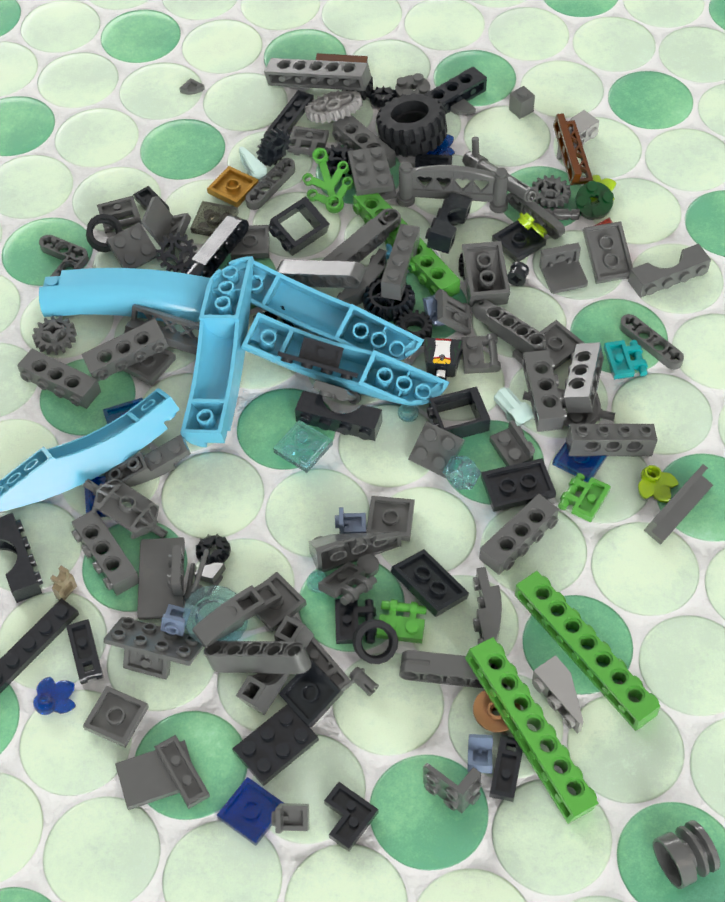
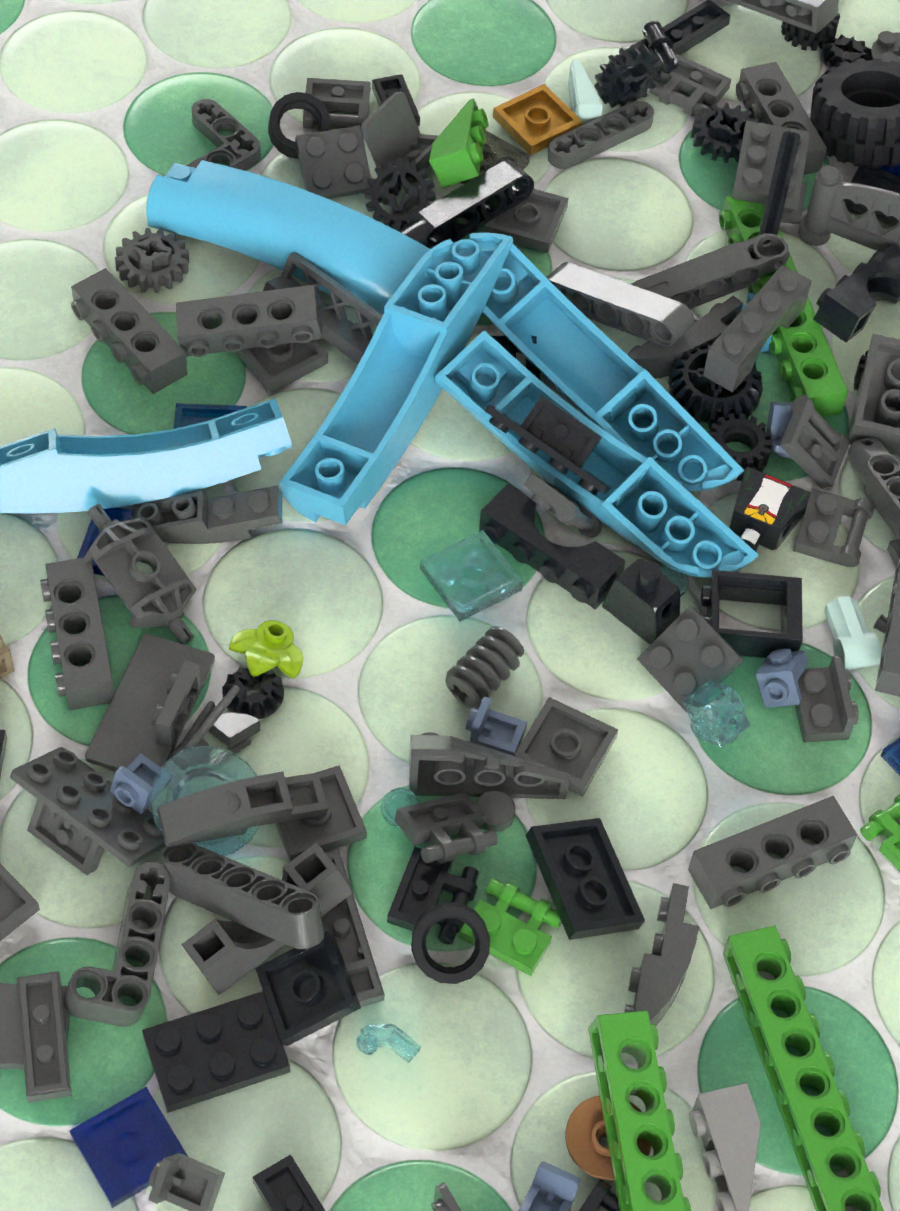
camera: 15 degrees right, 0 degrees up
(199, 218) = (459, 147): none -> bright green slope
(207, 704) = (132, 942): none -> dark grey beam
(212, 523) = (269, 647): none -> lime plate
(284, 123) = (660, 45): none -> black axle
(311, 214) = (644, 204): black window -> none
(329, 183) = (695, 164): bright green plant -> none
(331, 492) = (484, 667): none -> dark grey piece
(333, 106) = (755, 42): light grey gear -> none
(361, 702) = (389, 1036): none -> clear light blue arm
(363, 681) = (404, 1000): dark grey pin -> none
(380, 179) = (779, 184): none -> black axle
(400, 427) = (644, 600): none -> black torso
(439, 669) = (540, 1030): dark grey piece -> none
(486, 442) = (780, 677): none -> sand blue bracket
(517, 484) = (805, 767): black plate -> none

